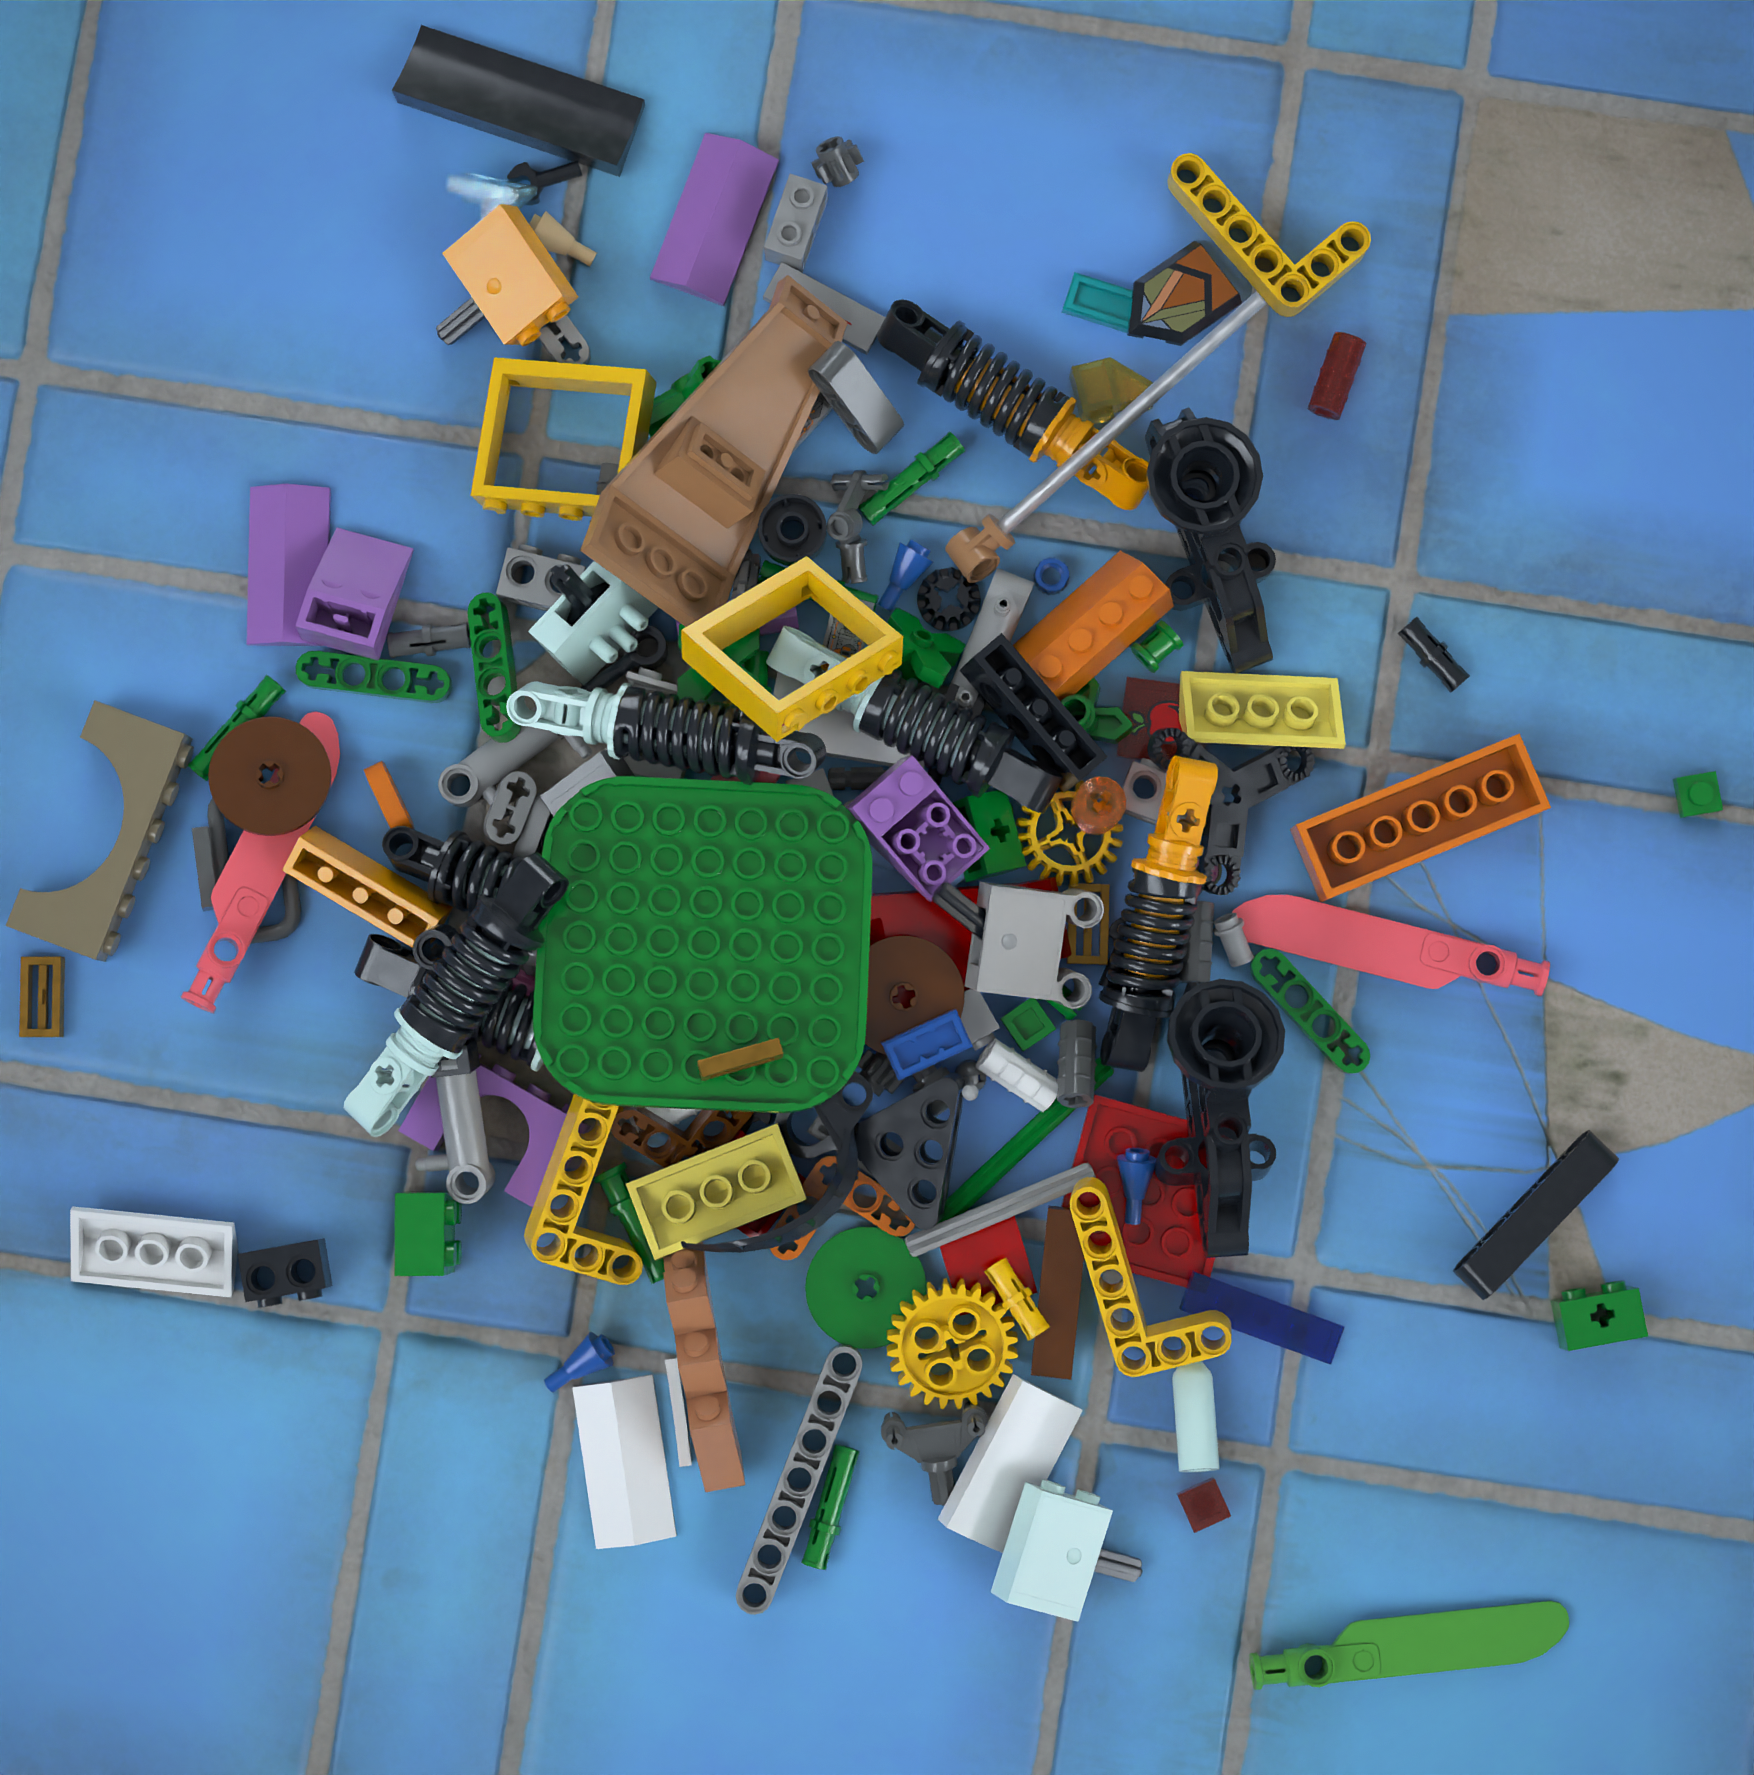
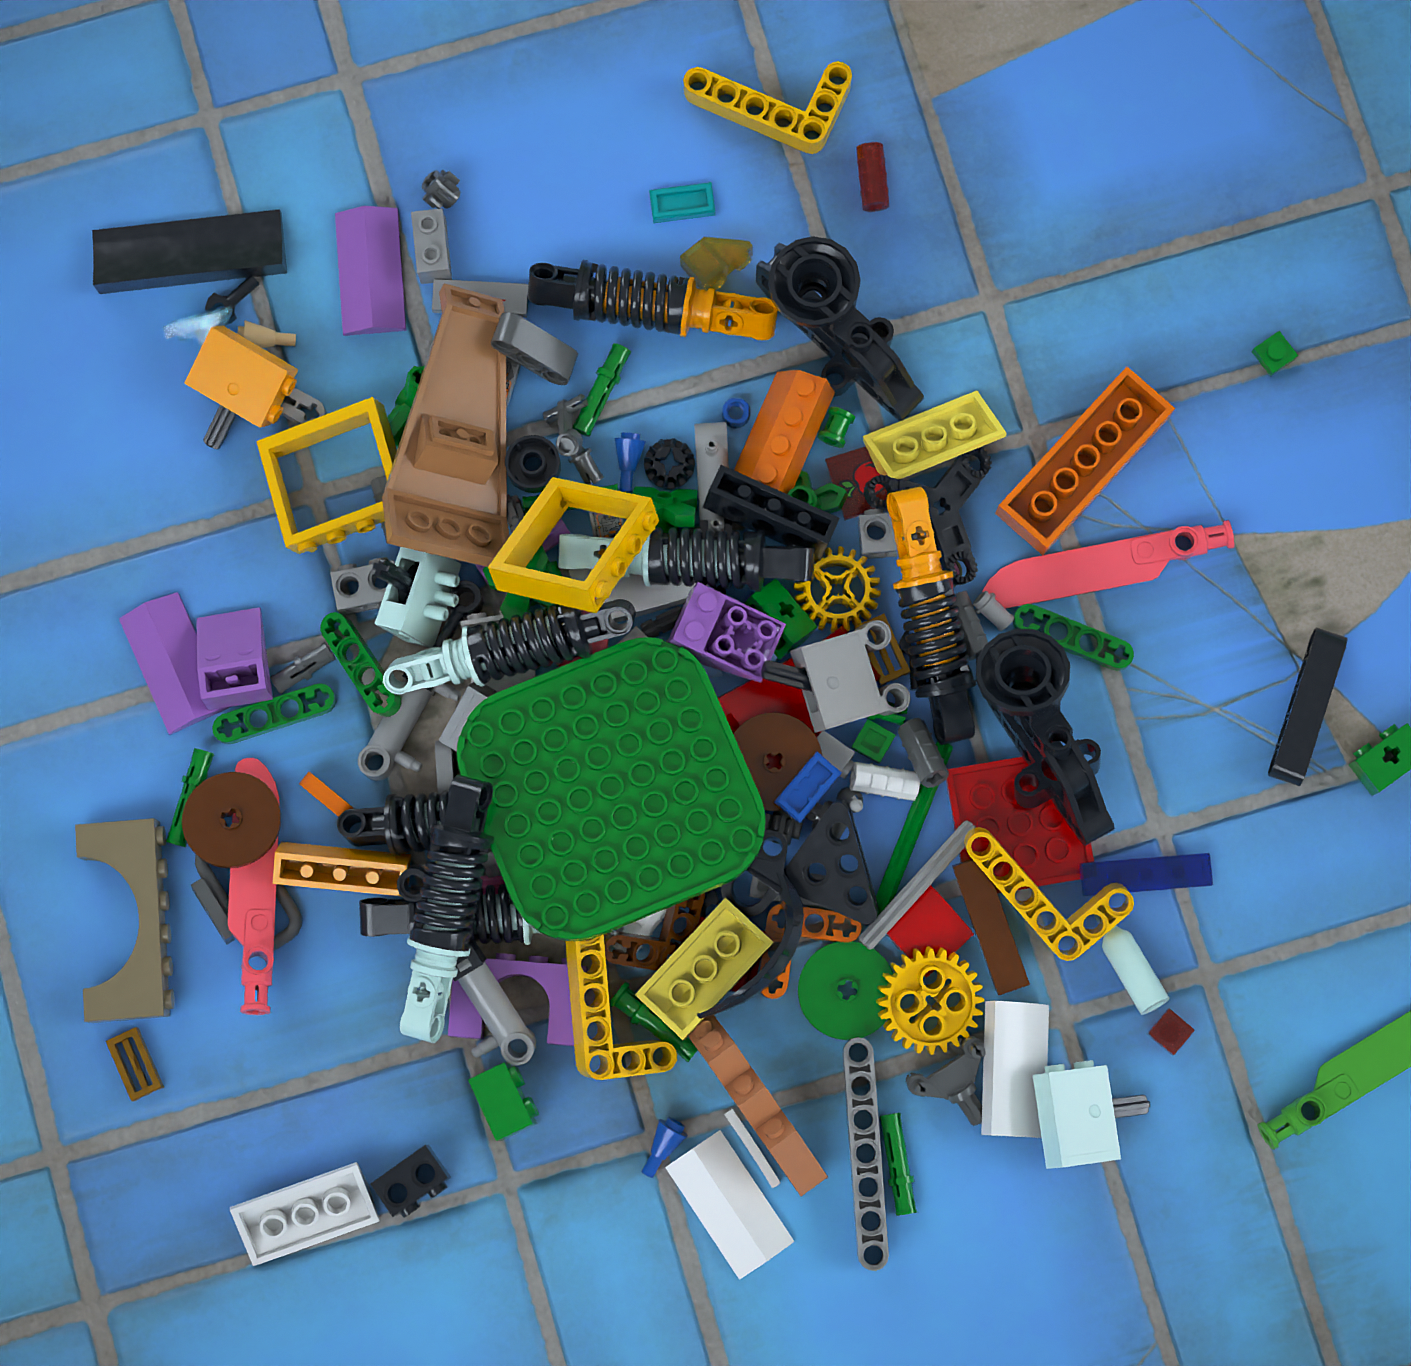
camera: 20 degrees left, 5 degrees down
(501, 804) = (427, 761): light grey beam -> none
(740, 1059) = (678, 856): pearl gold tile -> none
(975, 550) = (672, 419): flat silver piece -> none
(1017, 1299) = (962, 943): yellow pin -> none
(1087, 795) = (850, 569): clear orange piece -> none
(1136, 1173) = (1004, 811): blue cone -> none
(1181, 297) = (734, 172): tile -> none
(1433, 654) = (1037, 341): black pin -> none

